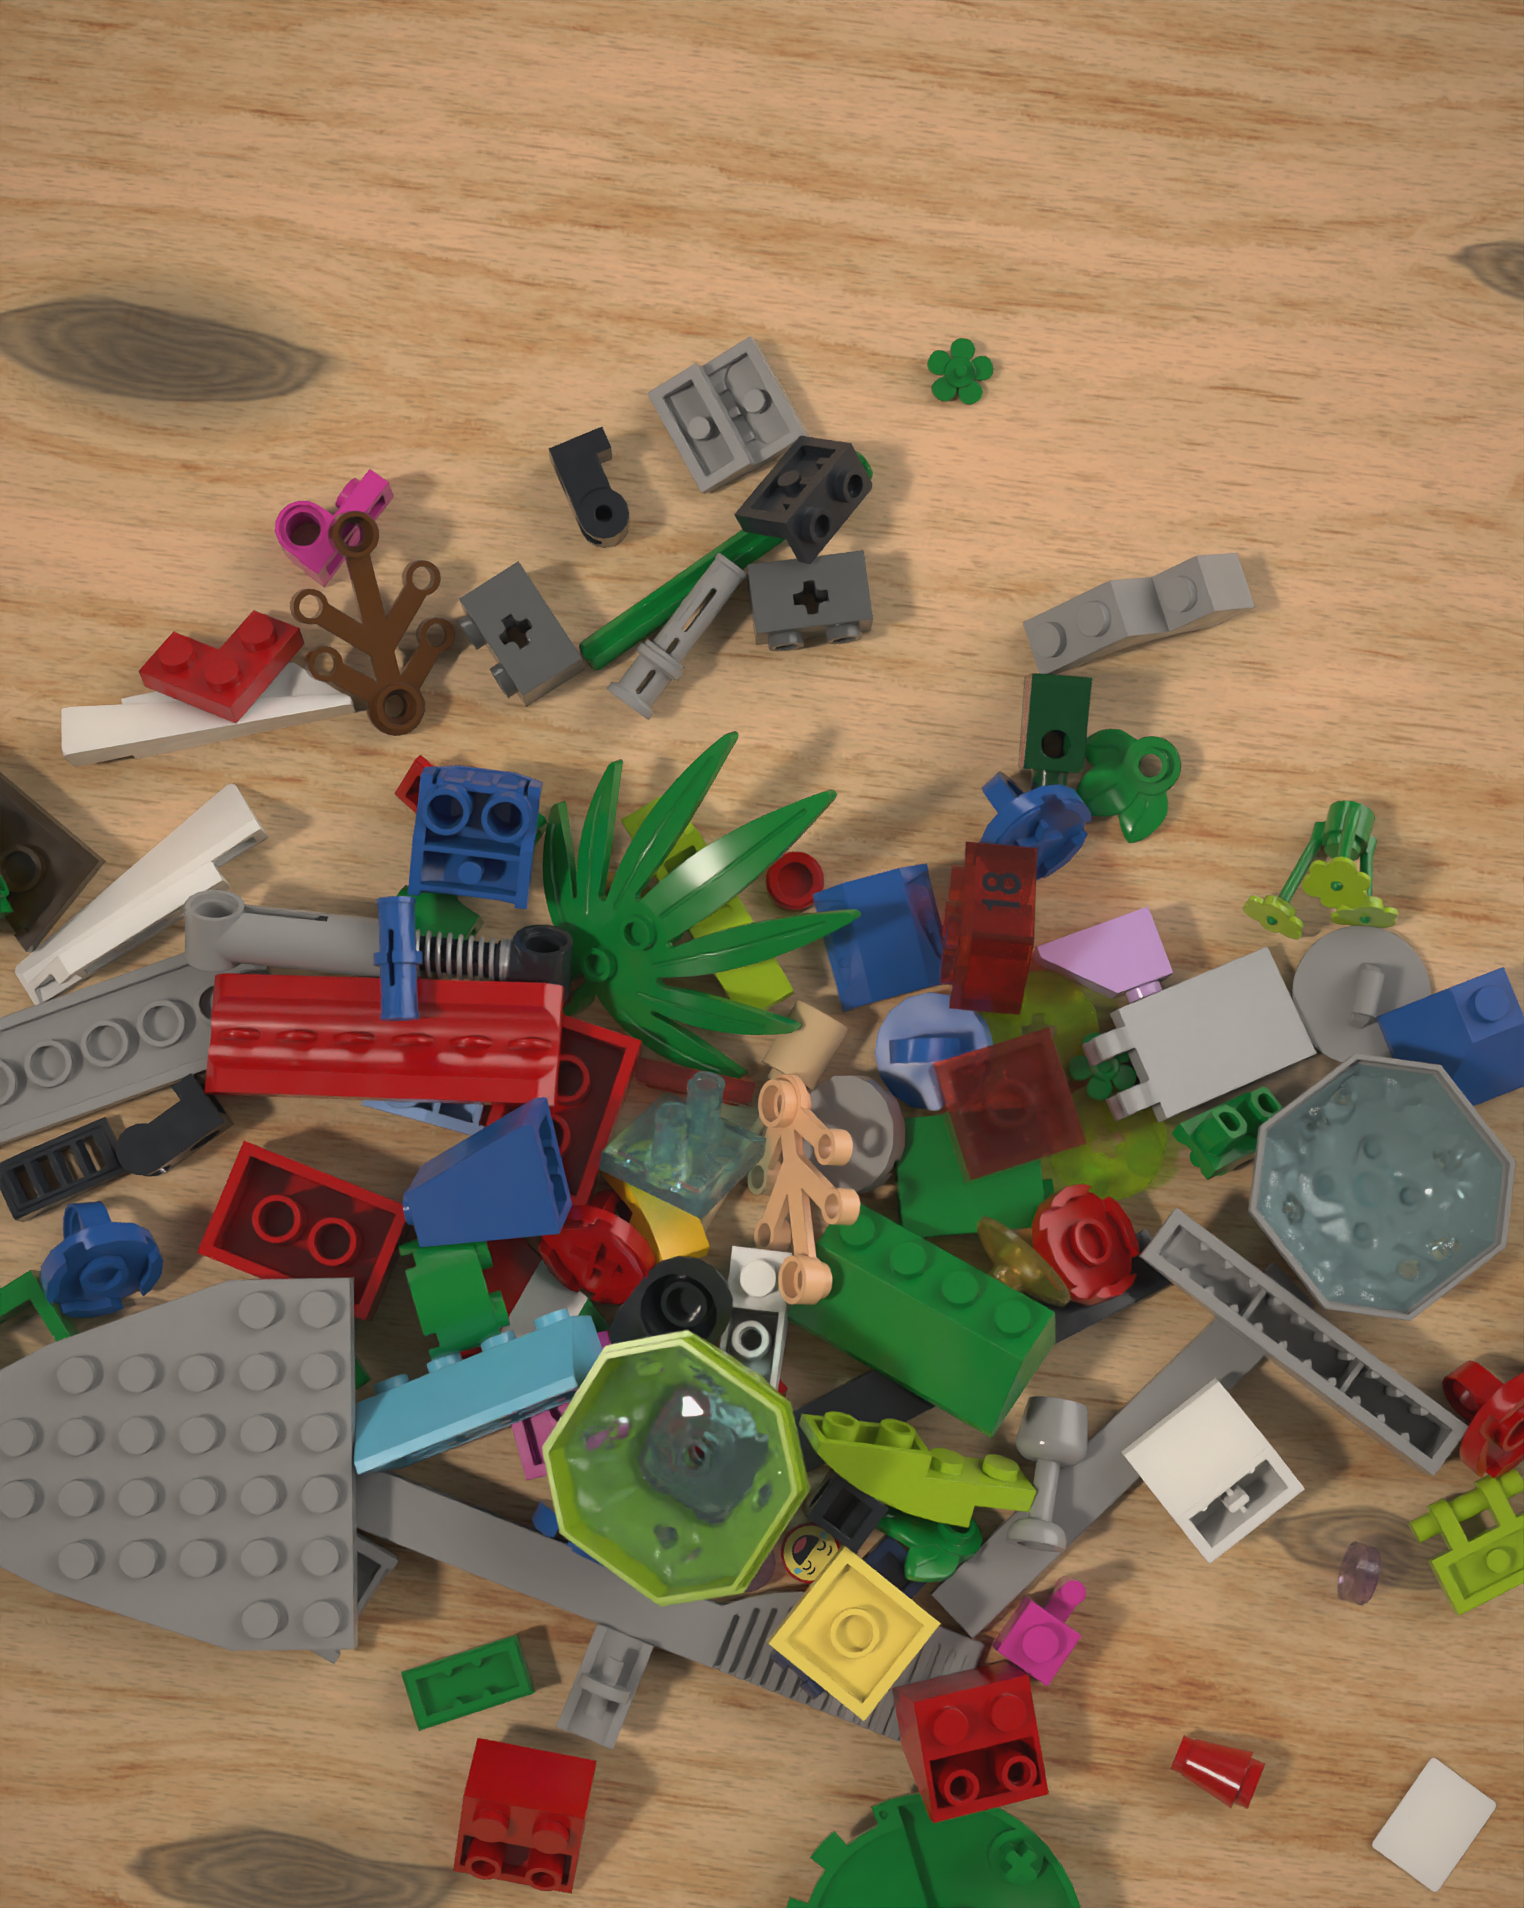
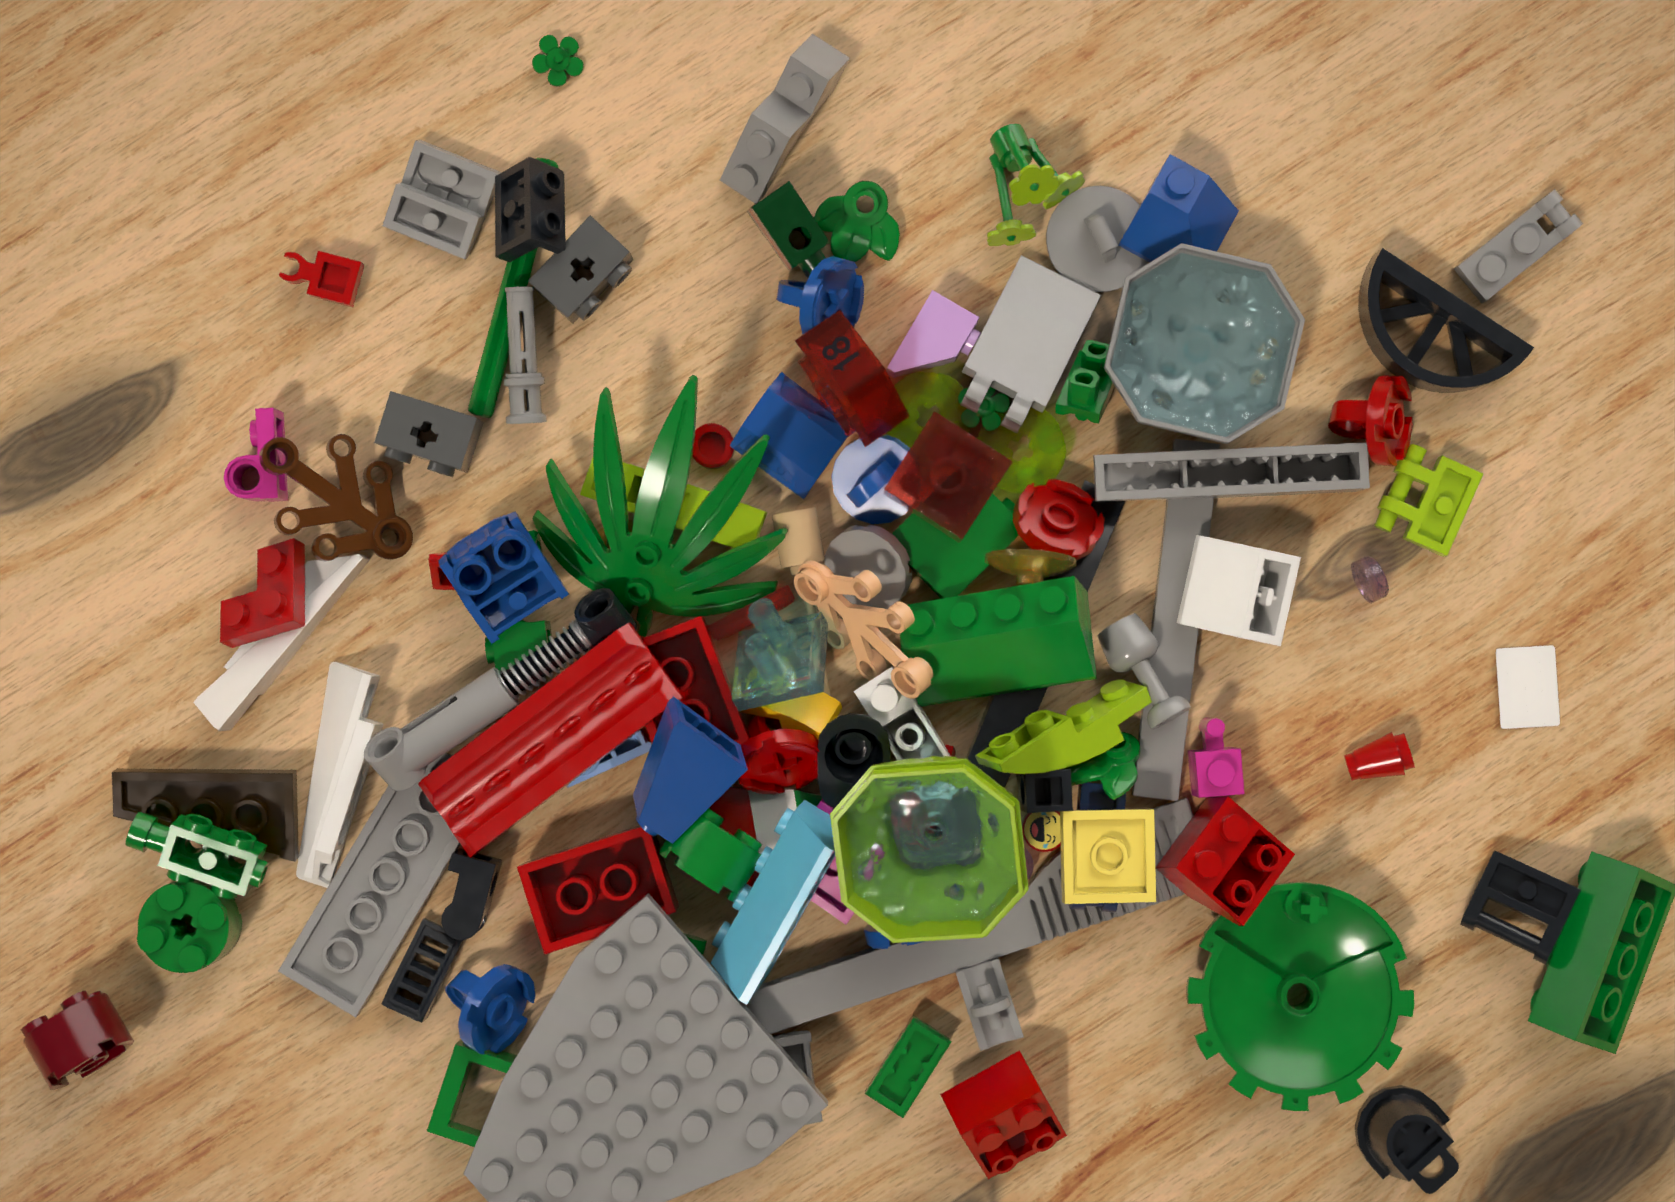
camera: 30 degrees left, 5 degrees up
(397, 958) = (517, 687): blue pin -> none
(551, 401) = (329, 278): none -> red plate
(596, 507) = (411, 320): black leg -> none

